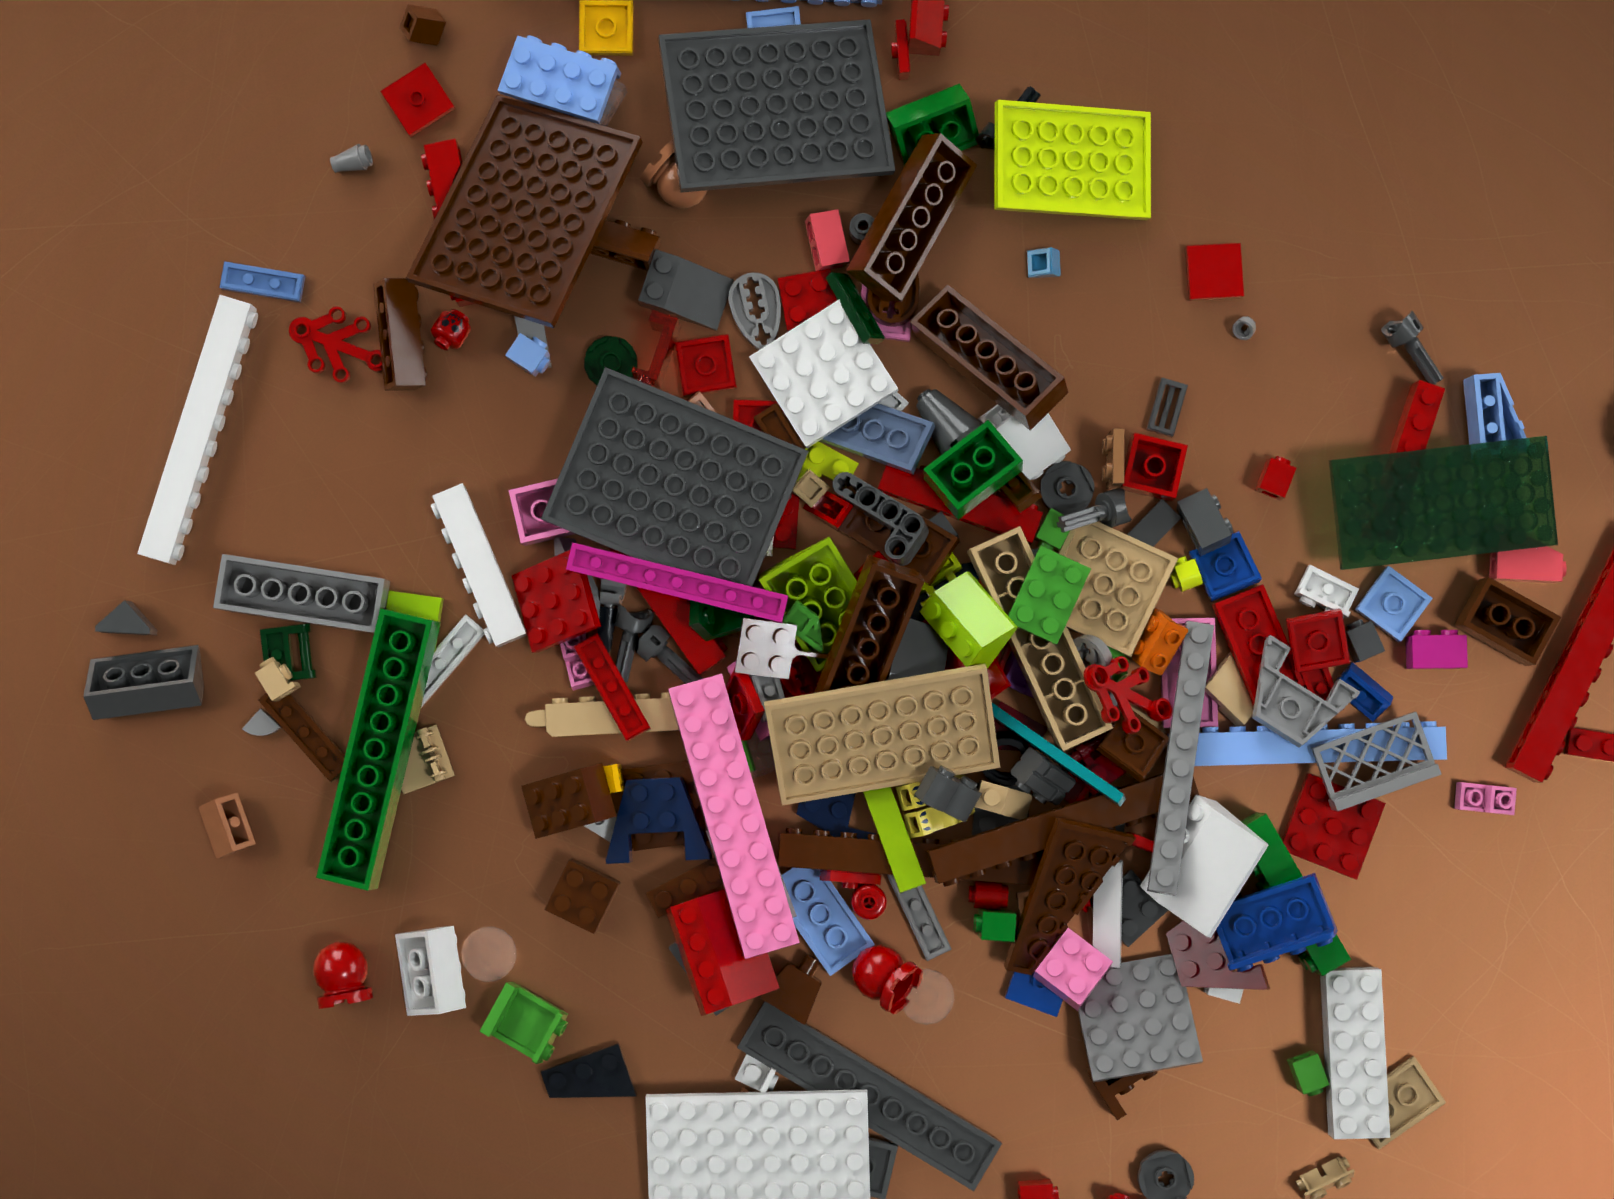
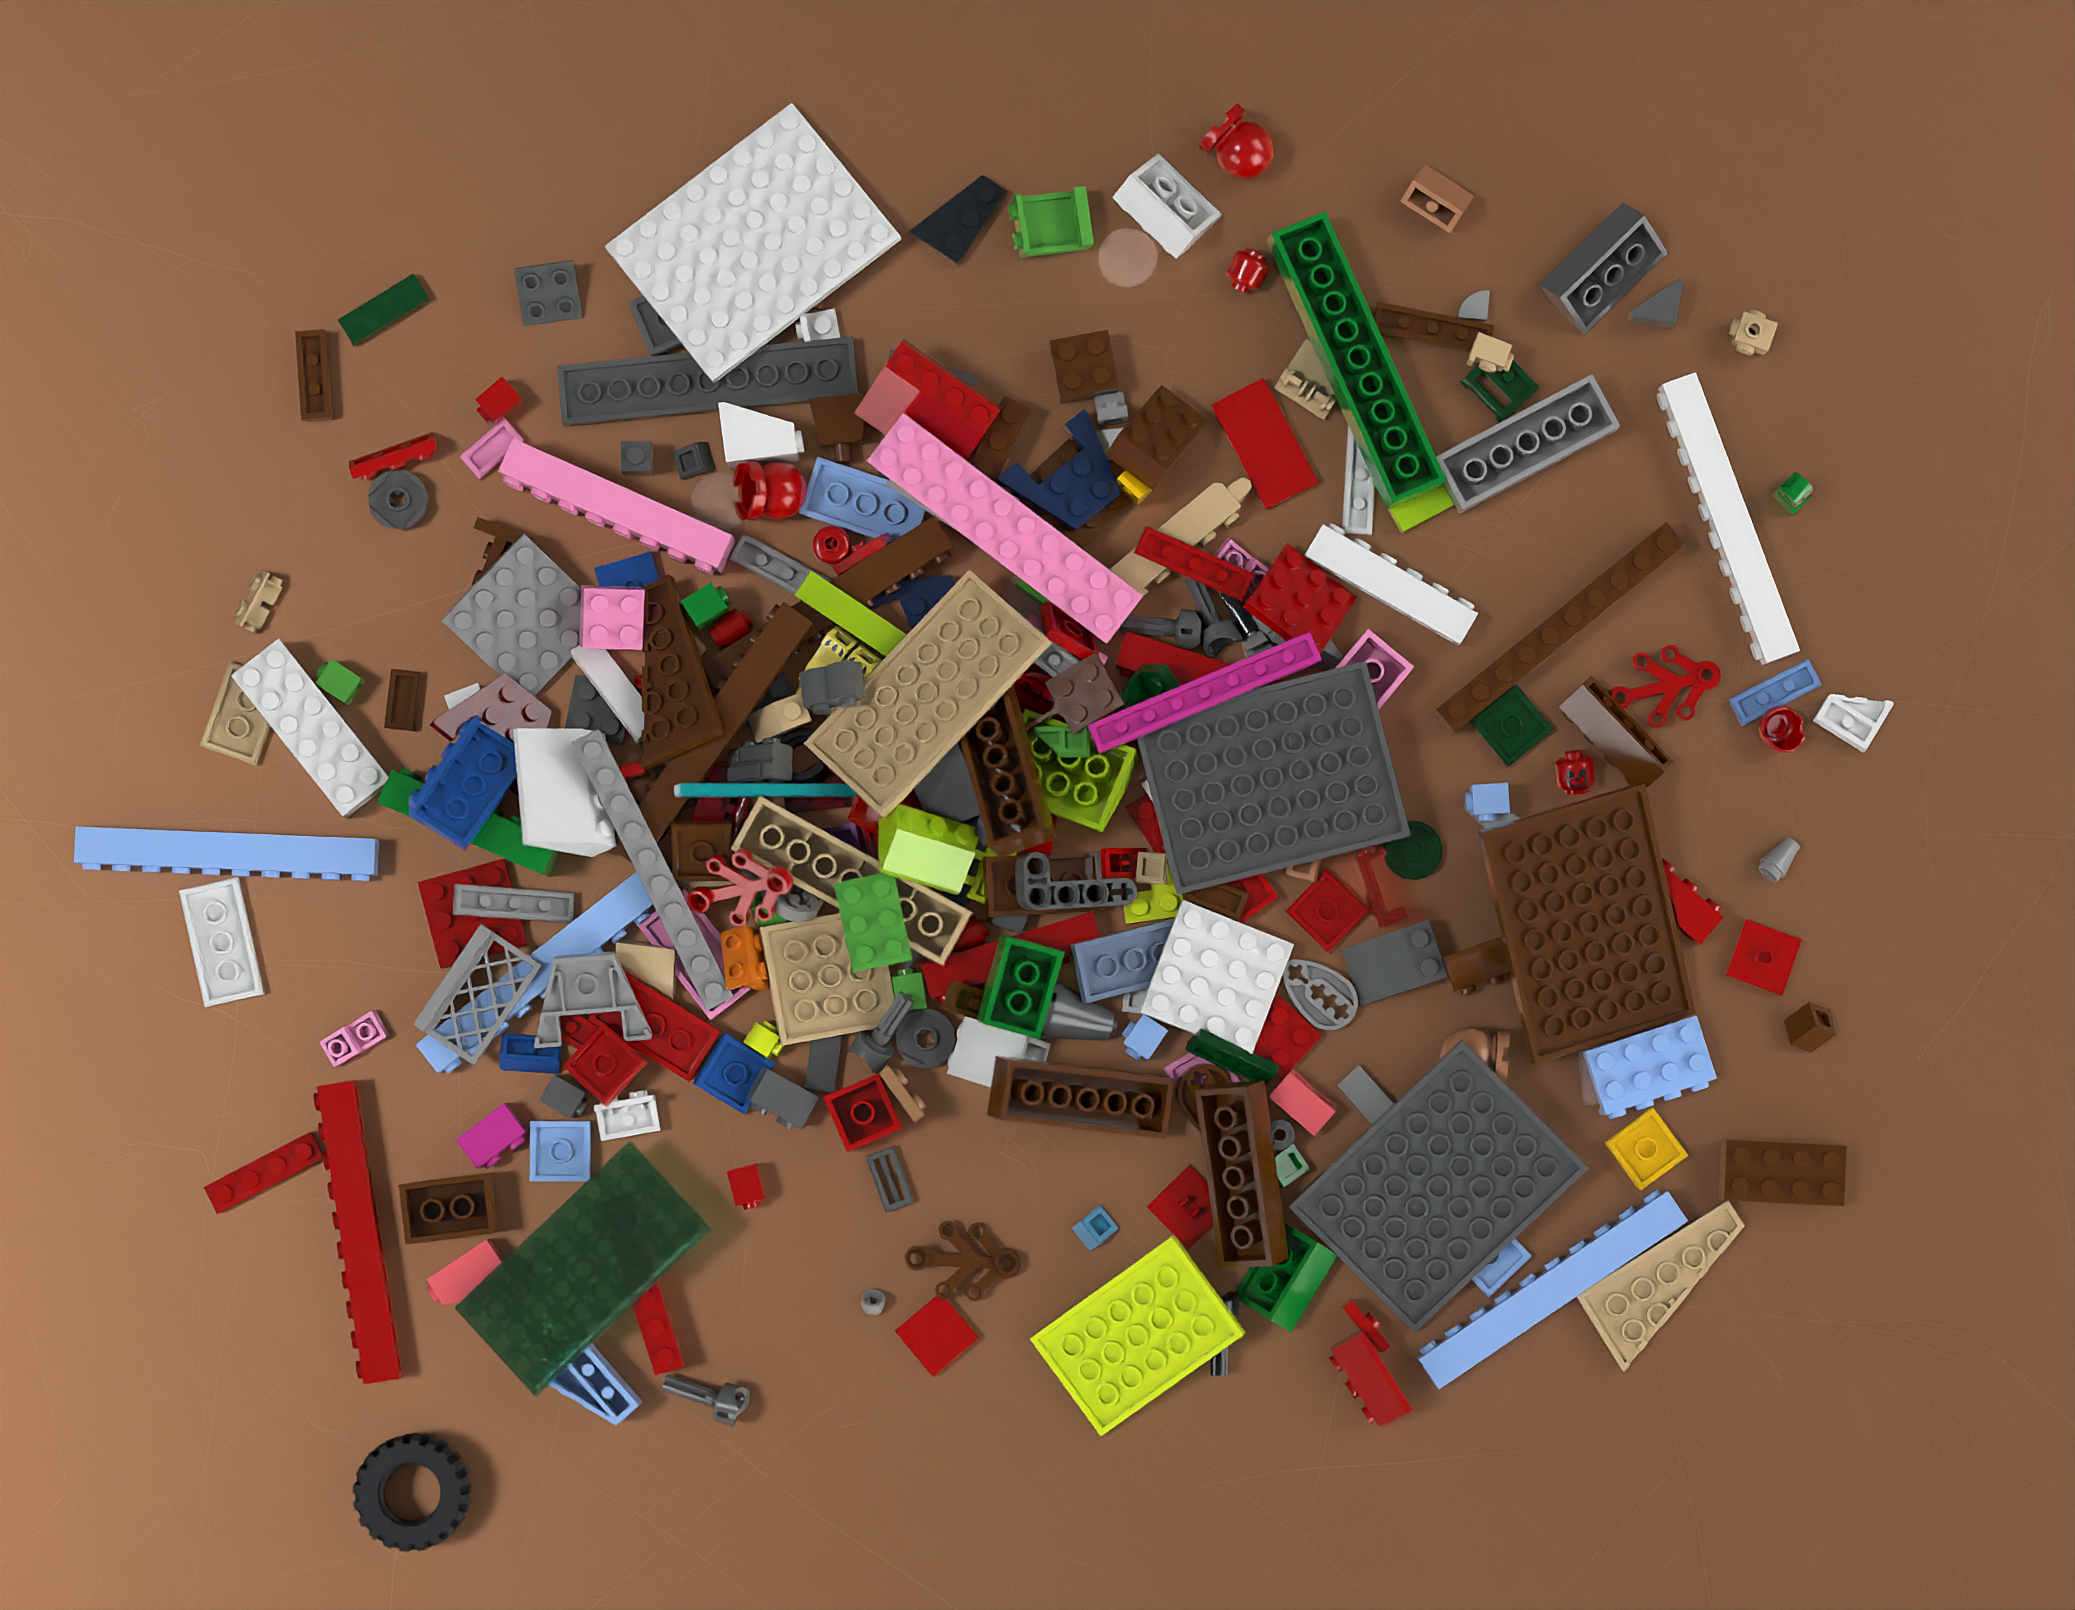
camera: 140 degrees right, 0 degrees up
(73, 552) = (1762, 329): none -> tan brick
(135, 414) = (1793, 493): none -> green leg
(221, 220) = (1853, 719): none -> white wing
(277, 249) = (1781, 729): none -> red hair
(381, 442) = (1559, 628): none -> reddish brown brick
(407, 877) = (1247, 270): none -> red head
(470, 399) = (1511, 725): none -> dark green tile
(493, 739) = (1264, 444): none -> red tile
(586, 849) = (1111, 408): none -> light grey bracket
(777, 211) = (1365, 1094): none -> light grey tile
(865, 1024) = (757, 437): none -> white slope
(871, 200) = (1289, 1165): none -> bracket
(908, 371) = (1143, 1037): none -> light blue brick
(922, 1042) = (693, 460): none -> dark grey slope
(965, 1075) = (637, 458): none -> dark grey brick
(967, 230) = (1185, 1207): none -> red piece
(976, 536) = (972, 935): none -> red brick
(1012, 1057) = (616, 506): none -> bright pink brick
(1066, 1164) = (490, 449): none -> bright pink tile
(1155, 306) = (968, 1261): none -> reddish brown plant
(1269, 1023) = (402, 700): none -> reddish brown tile
(1298, 810) = (513, 903): none -> light grey tile
(1484, 1008) = (226, 852): none -> light blue brick
(1533, 942) = (221, 942): none -> white tile

